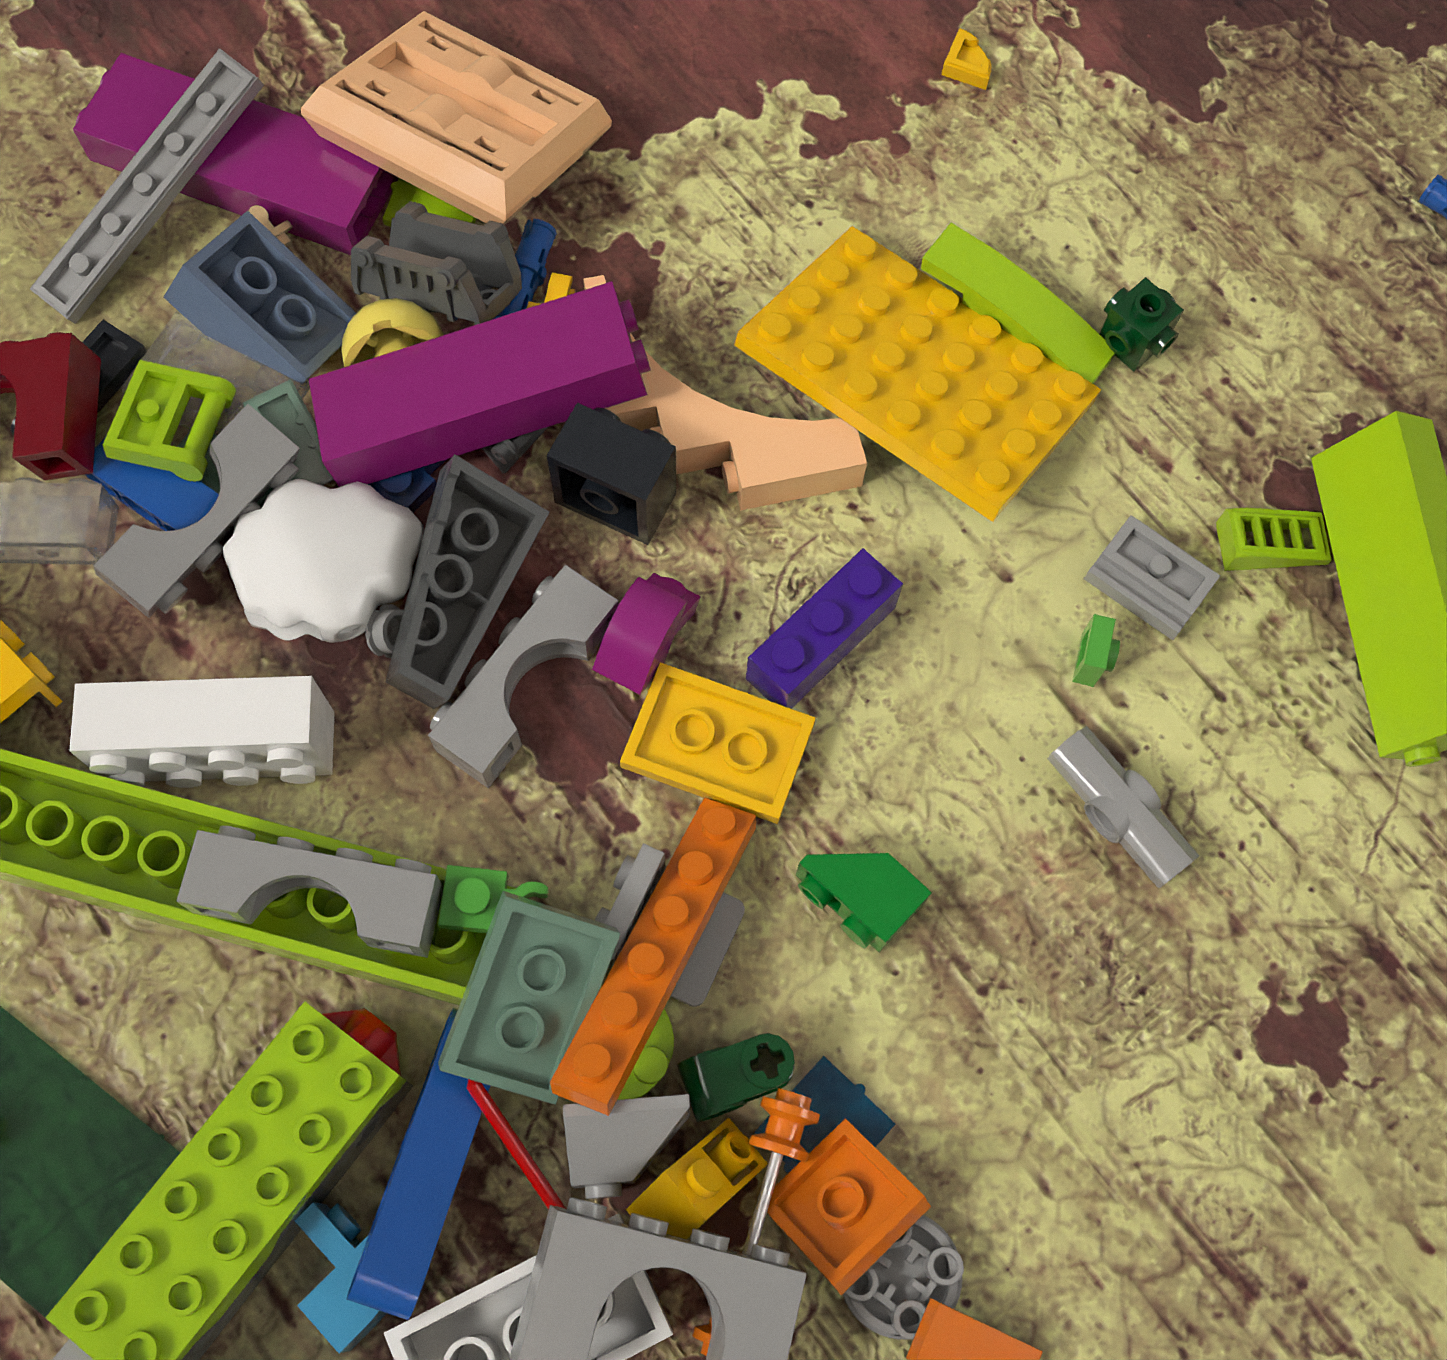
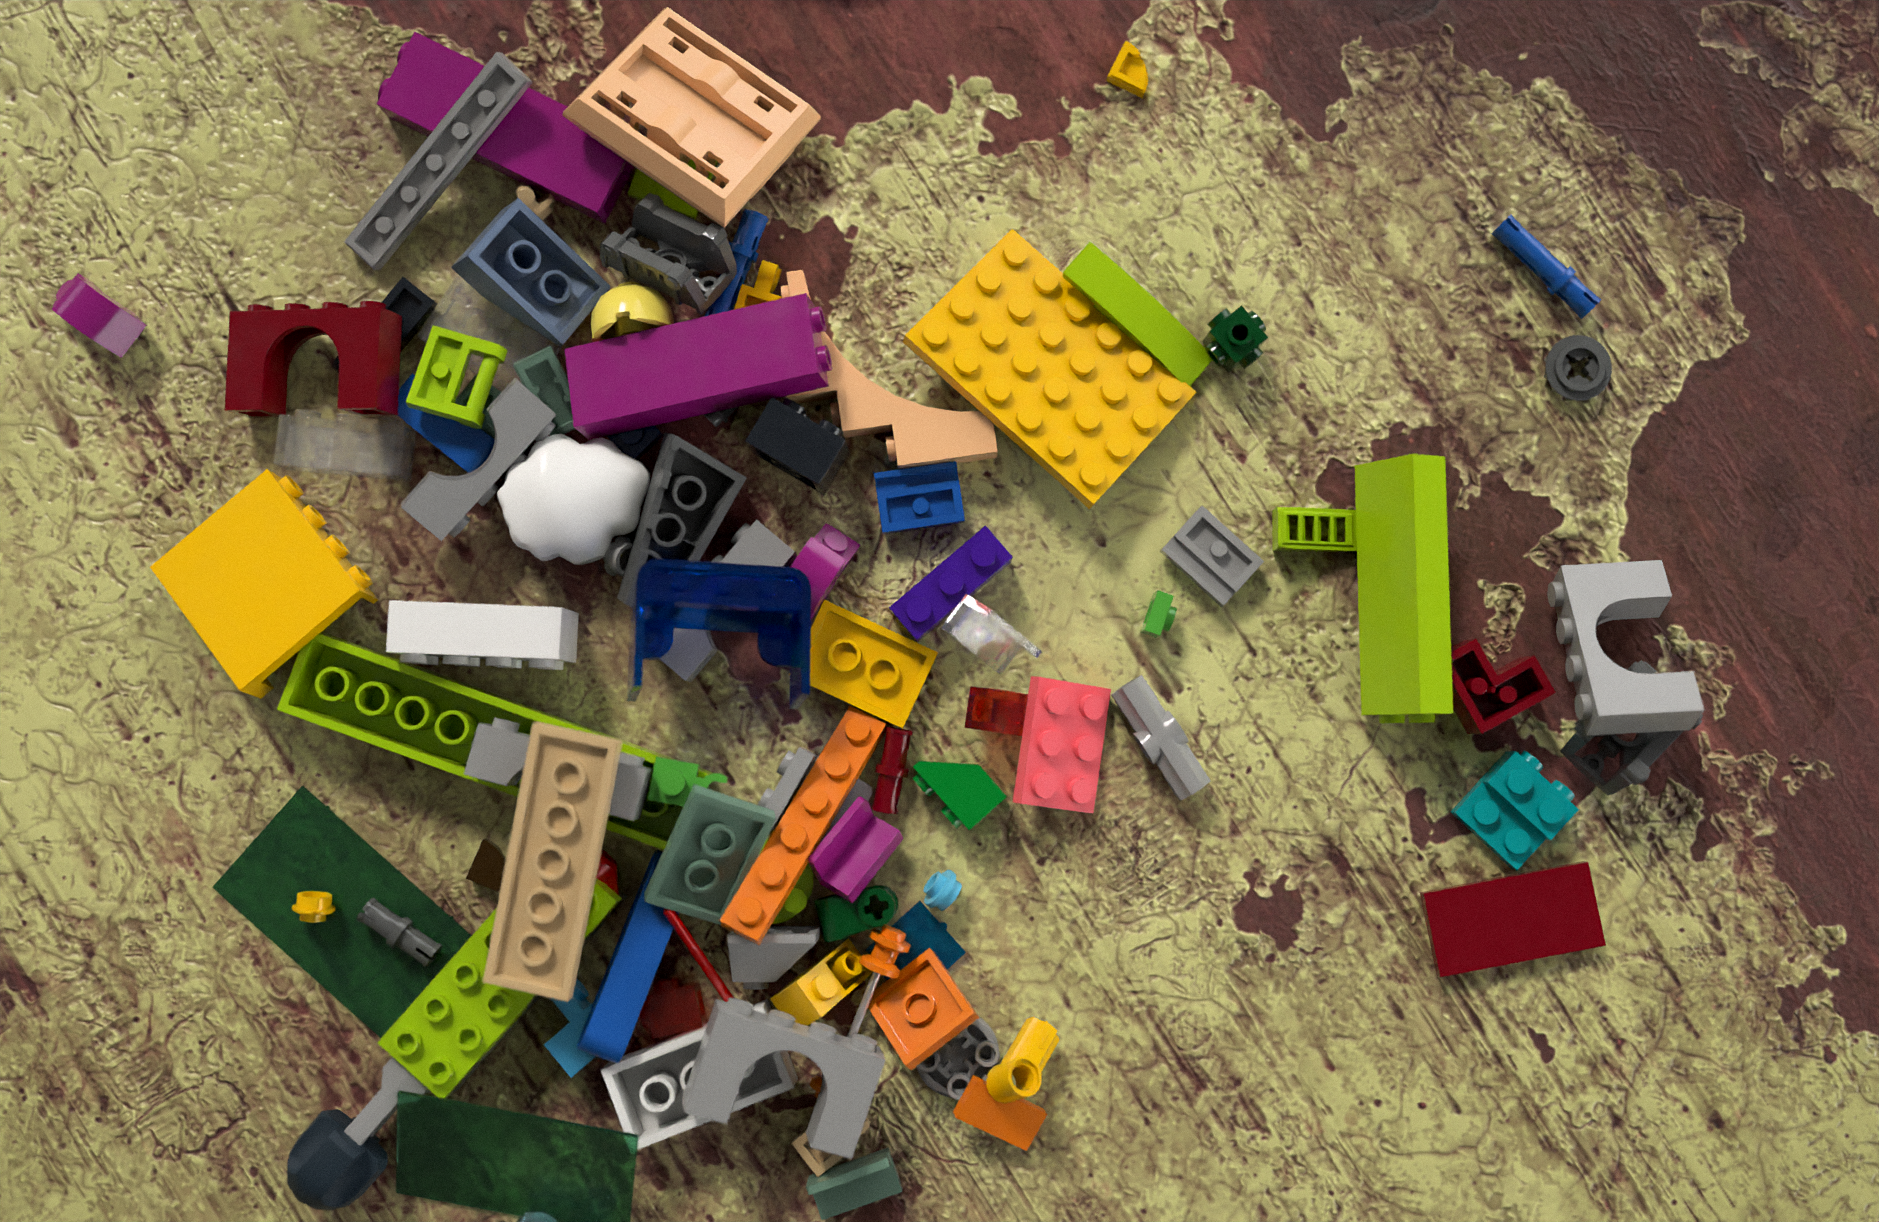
camera: 10 degrees right, 15 degrees up
(85, 1161) = (399, 932): none -> dark grey pin
(216, 1057) = (488, 866): none -> dark brown tile
(304, 1017) = (552, 861): none -> tan plate
(485, 1237) = (673, 1008): none -> clear red brick
(532, 658) = (723, 598): none -> clear blue windscreen
(727, 985) = (854, 851): none -> magenta panel
(769, 878) = (892, 770): none -> dark red pin
(771, 533) = (919, 497): none -> blue plate
(854, 1035) = (941, 890): none -> medium azure plate
(883, 684) = (986, 634): none -> clear panel
(907, 784) = (996, 711): none -> clear red brick
(994, 824) = (1061, 745): none -> coral plate
(1001, 1274) = (1024, 1061): none -> yellow piece

